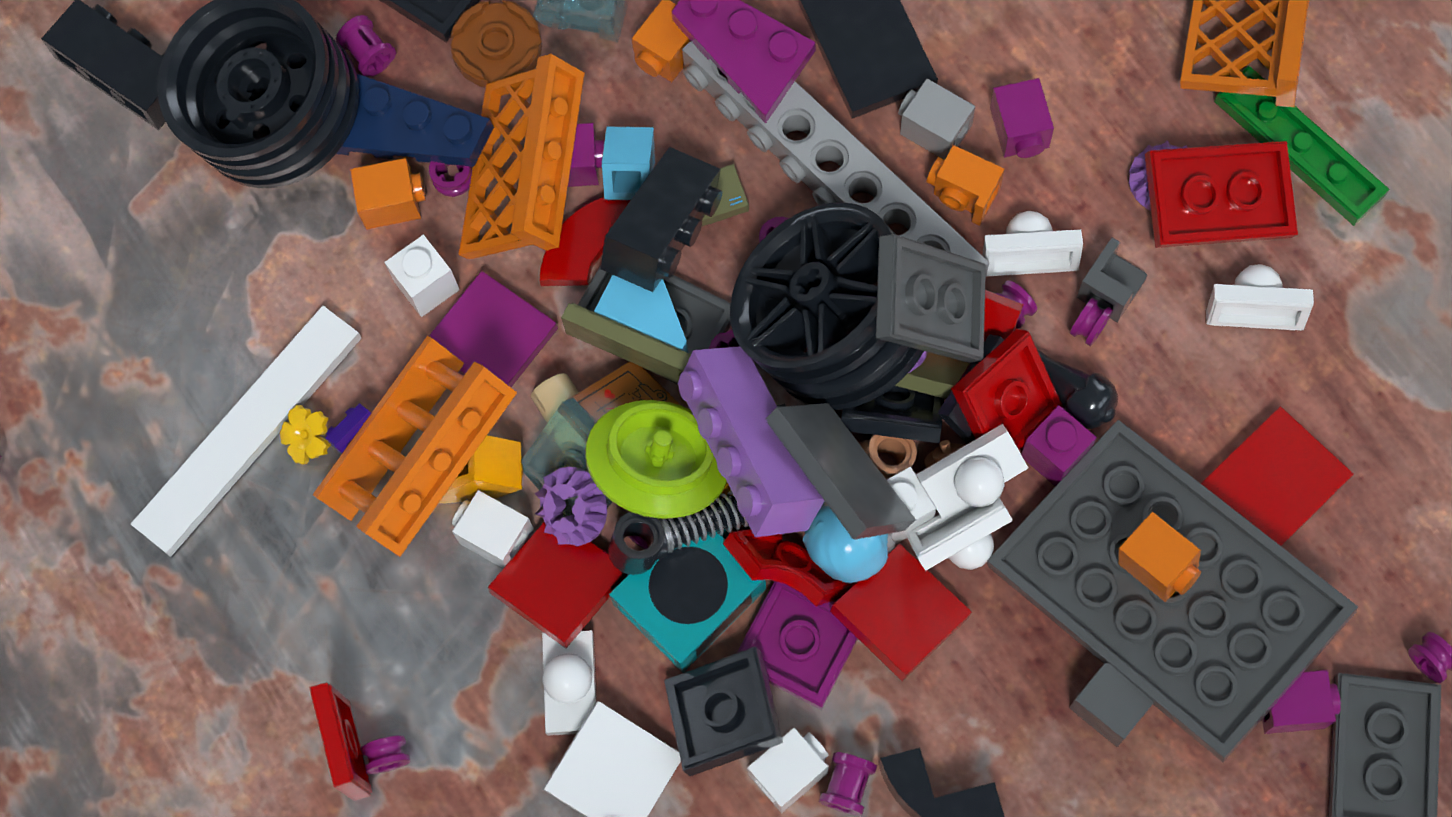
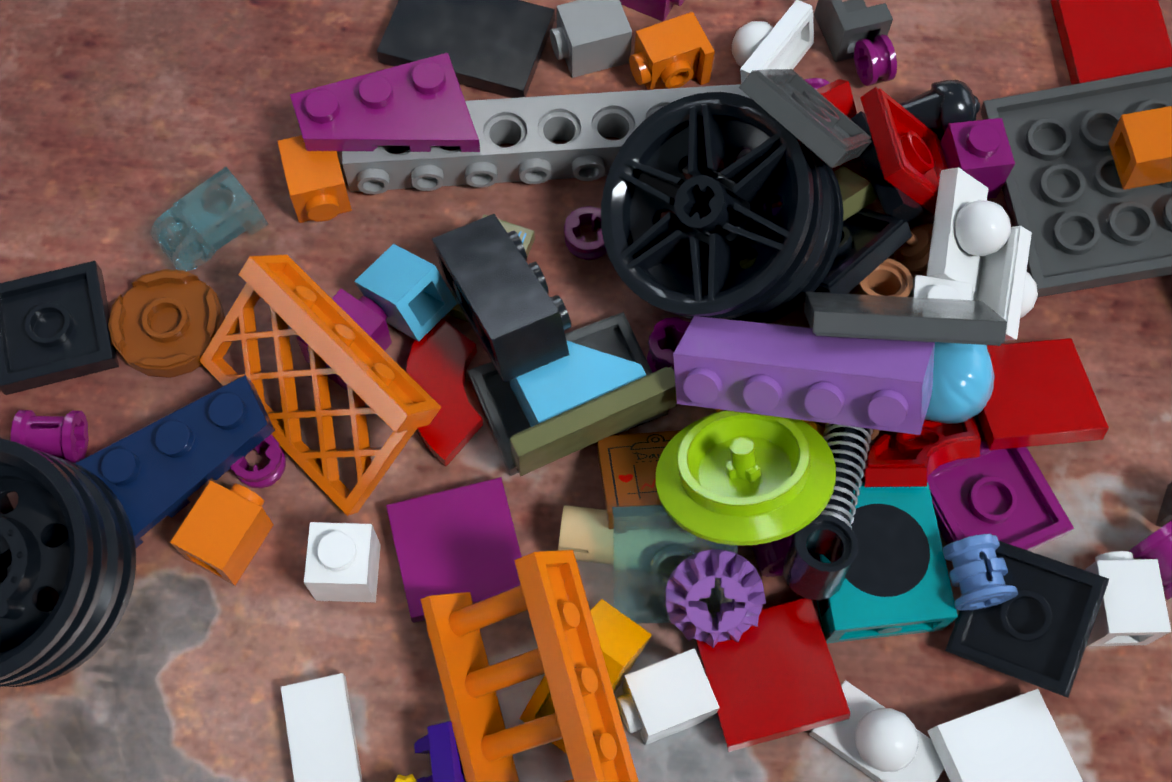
camera: 60 degrees left, 5 degrees down
(725, 660) = (978, 572): none -> medium blue bush

